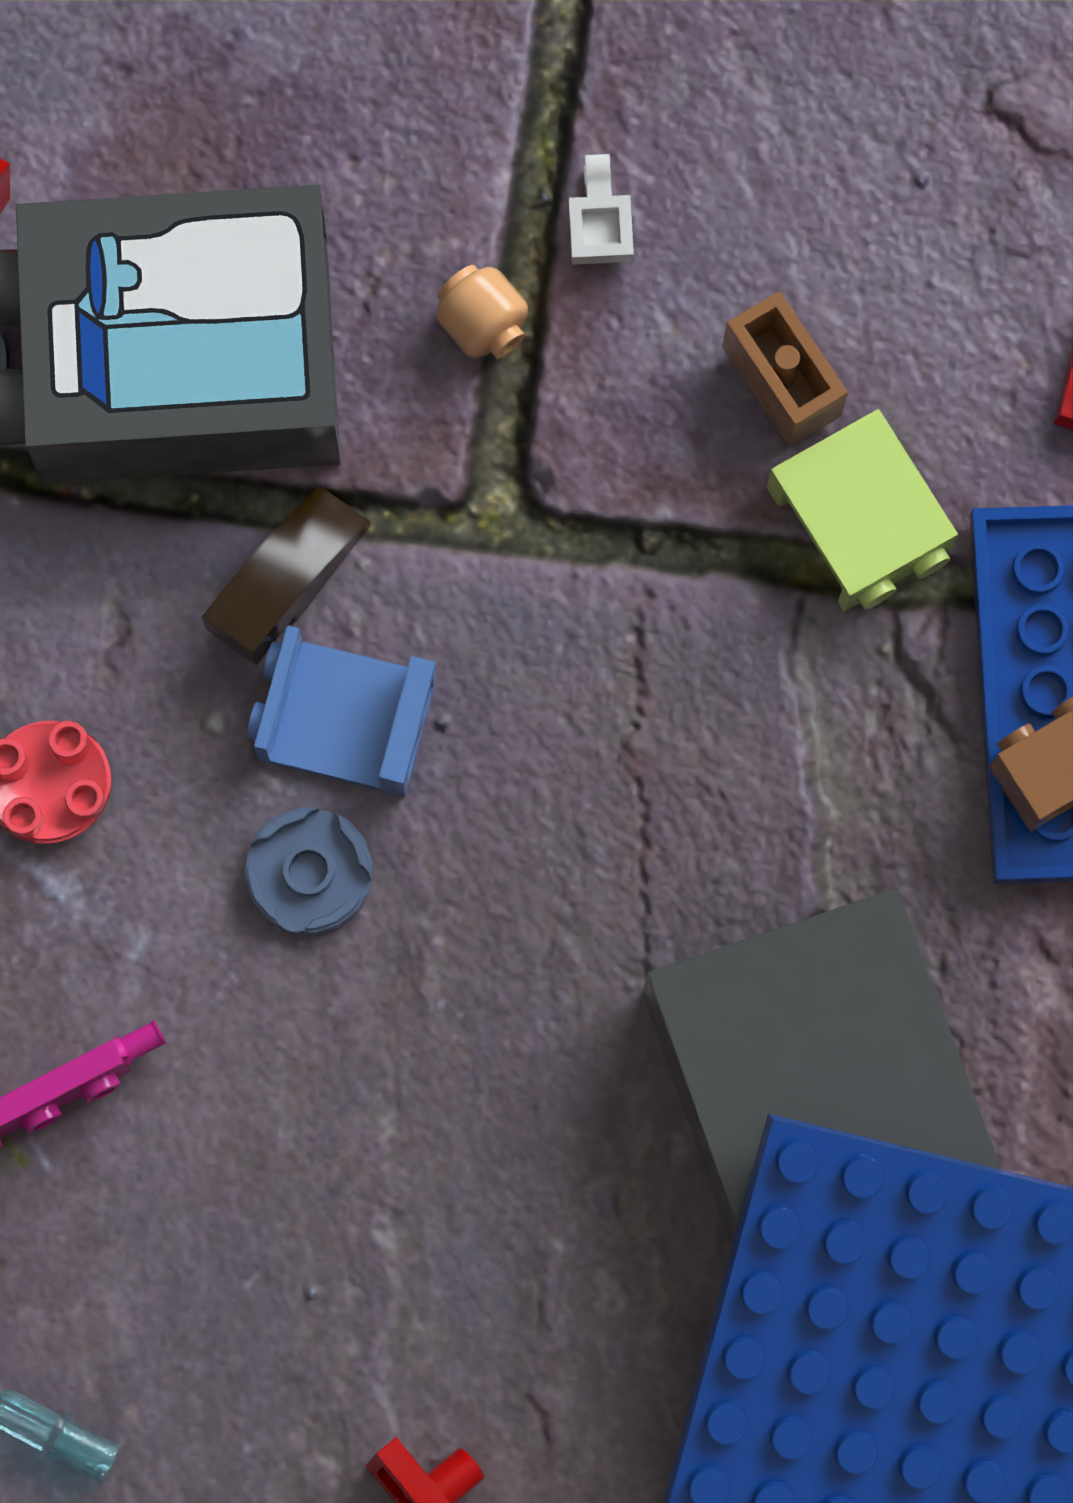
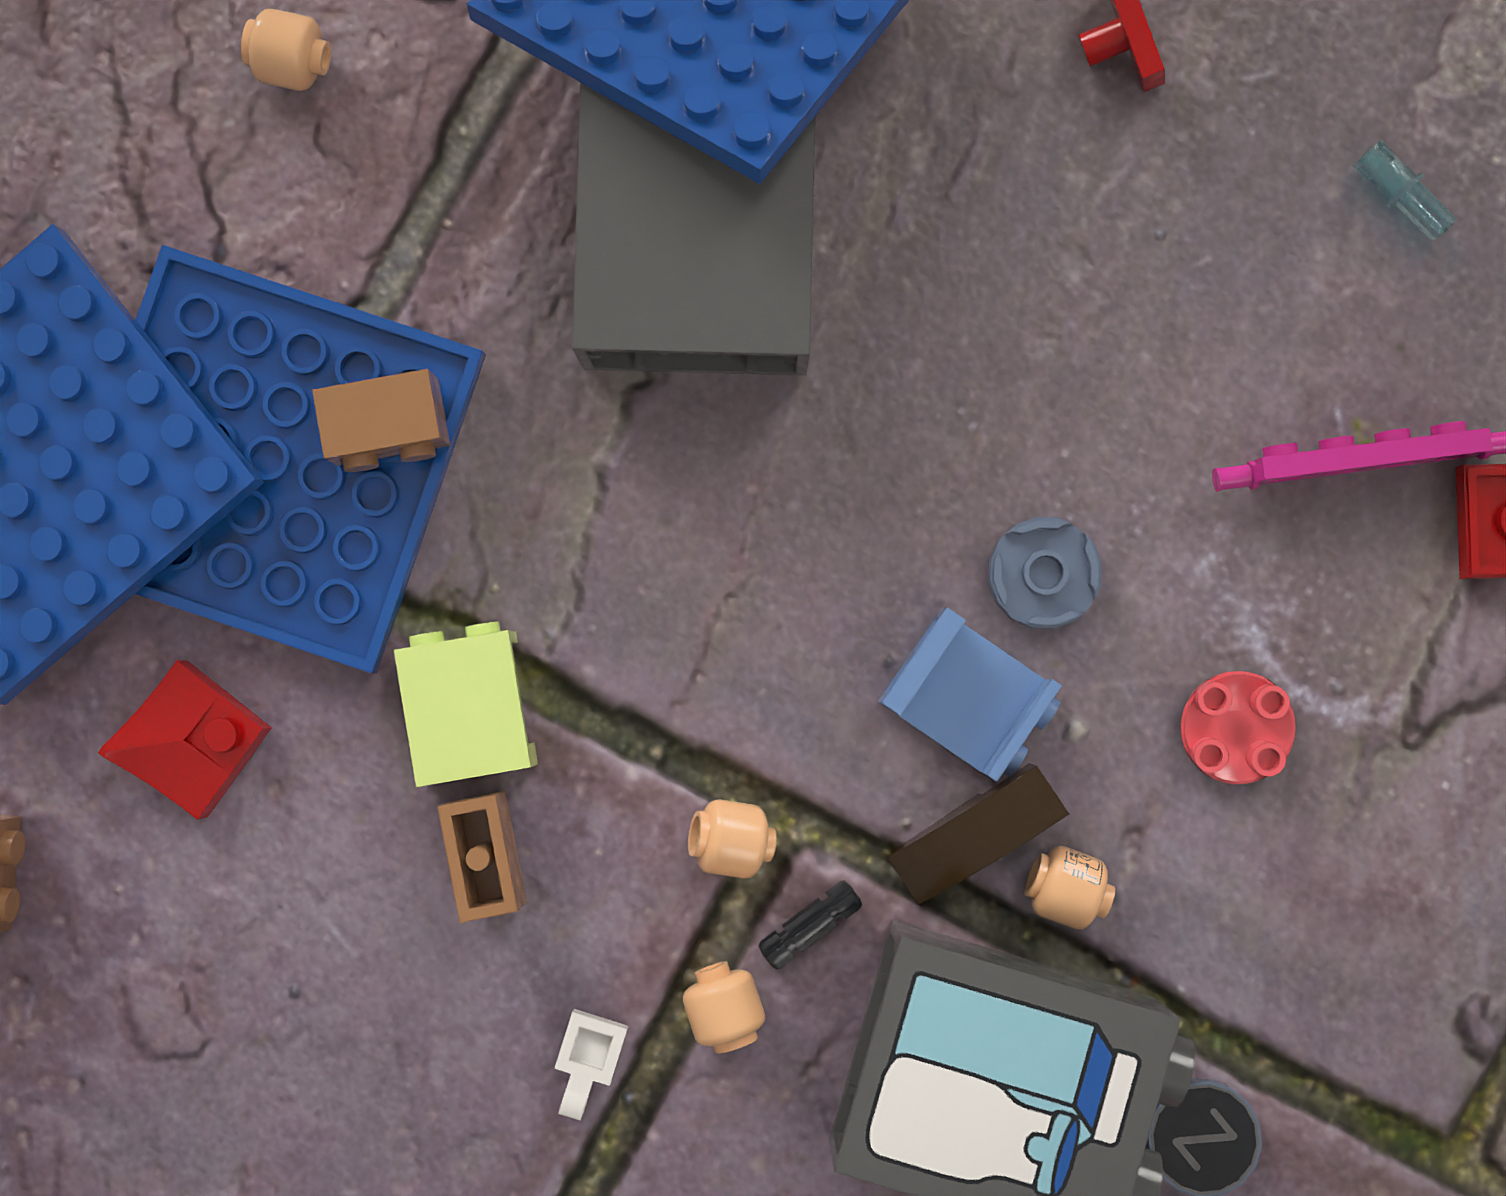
camera: 155 degrees left, 10 degrees up
(170, 554) = (1069, 887): none -> light nougat head
(424, 425) = (810, 924): none -> black axle
(538, 477) = (731, 839): none -> light nougat head

